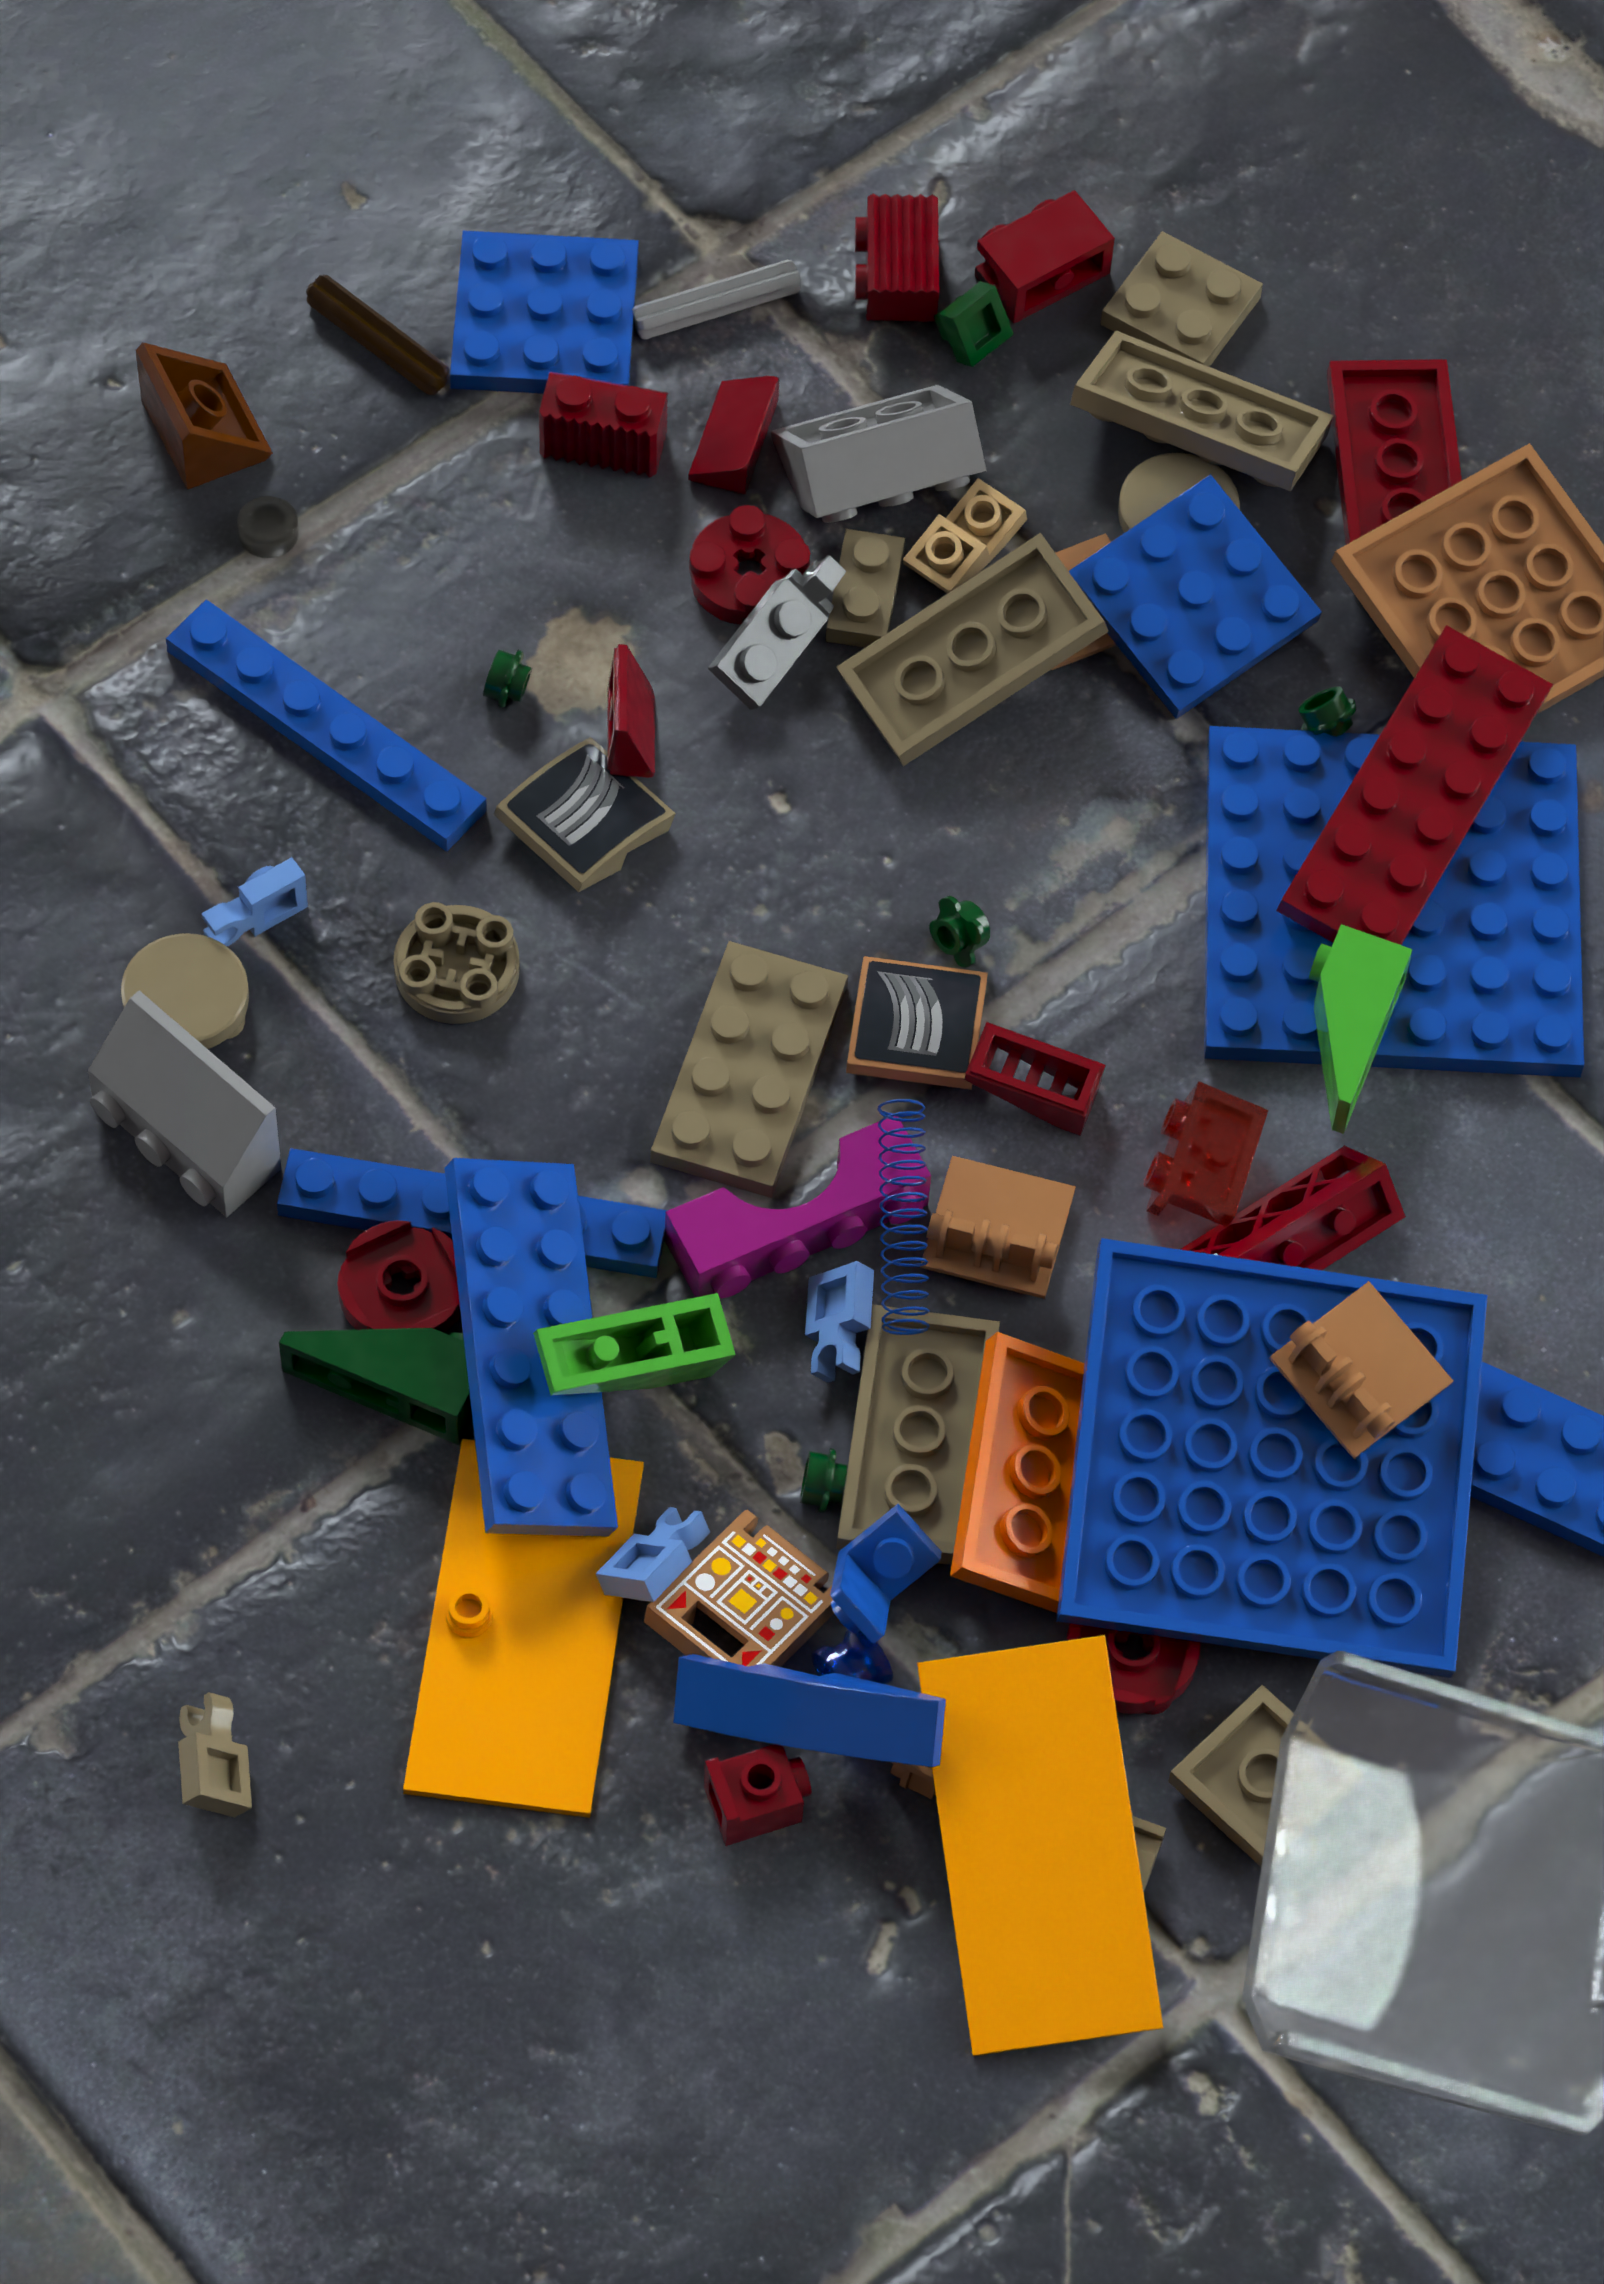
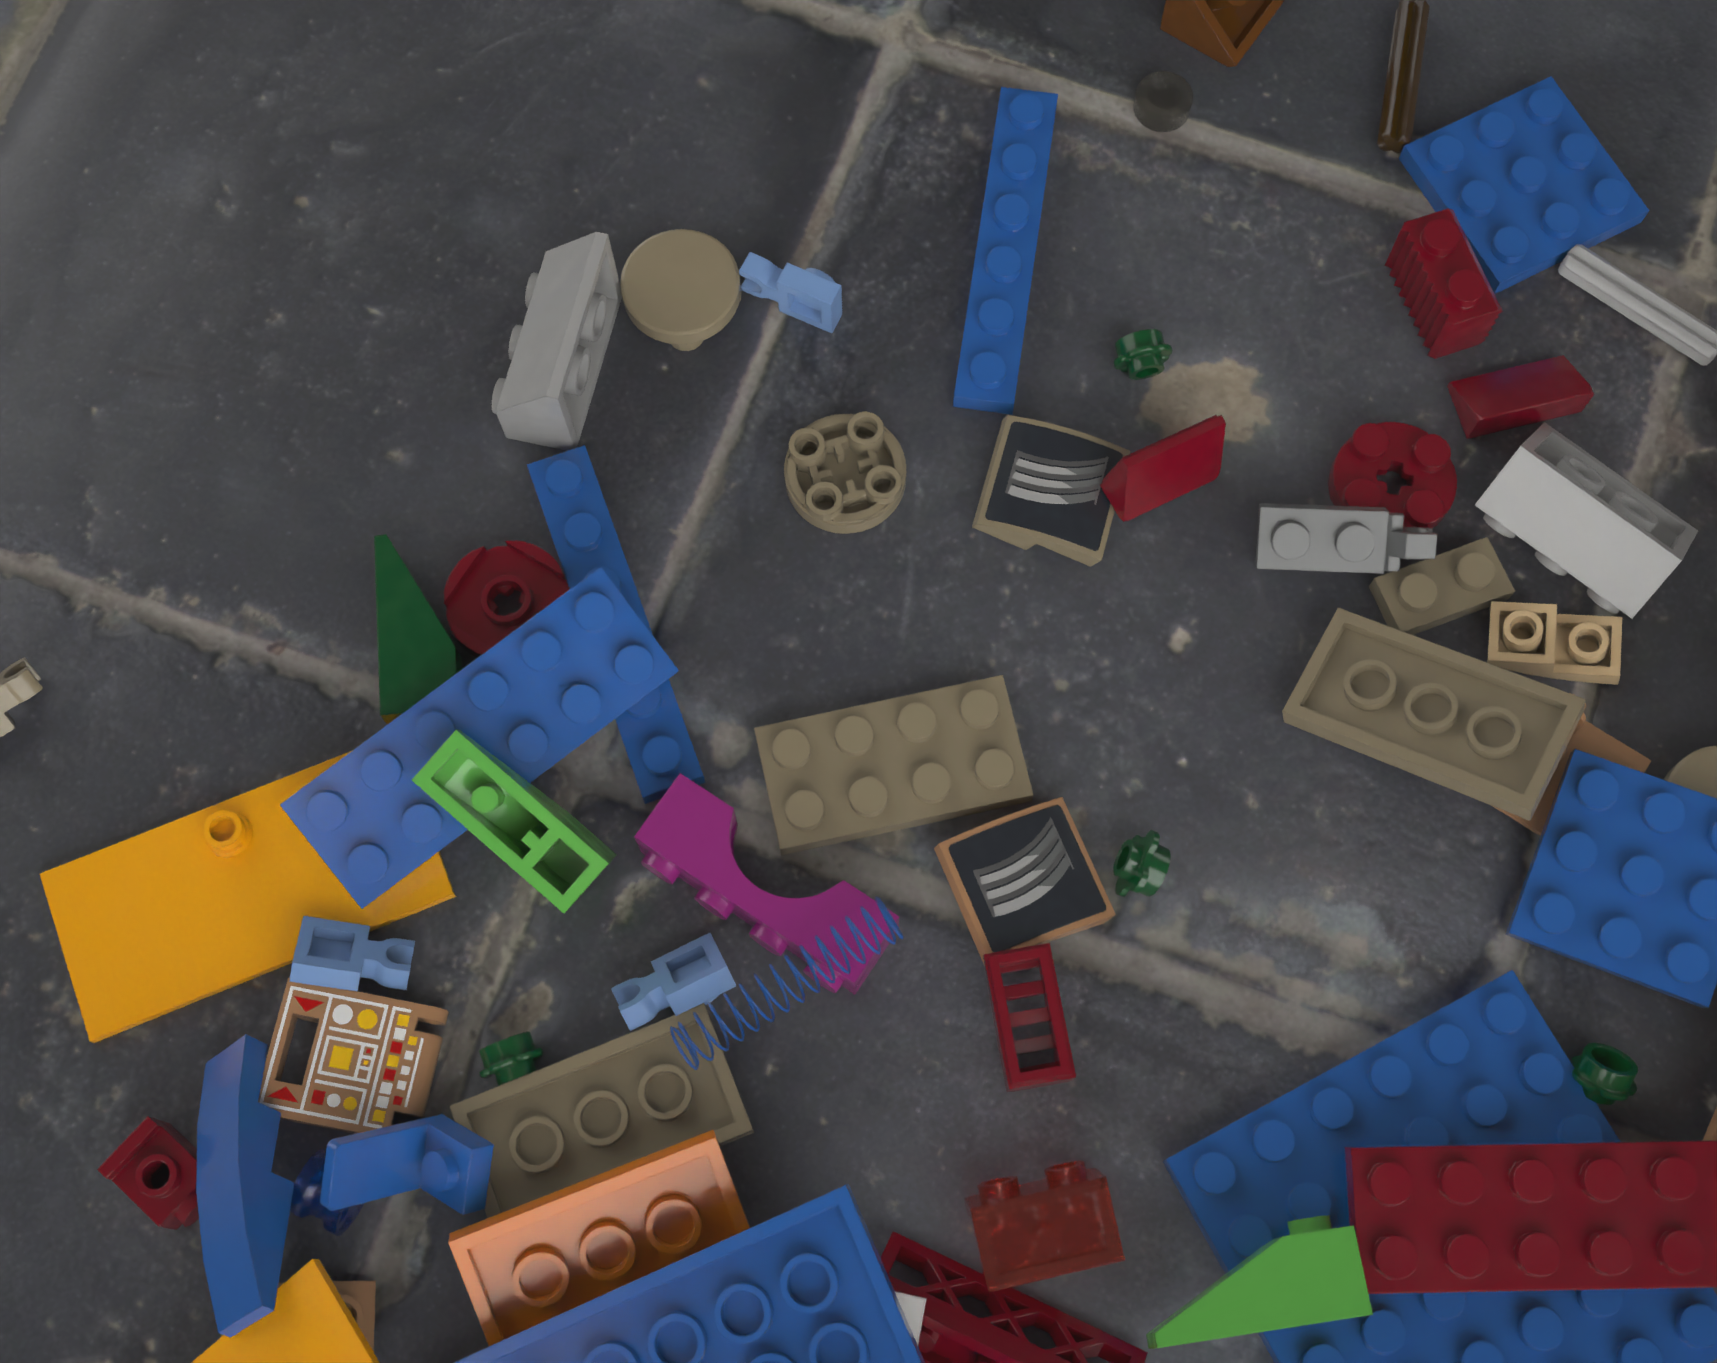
camera: 65 degrees right, 10 degrees up
(998, 1227) = (861, 1071): medium nougat hinge -> none

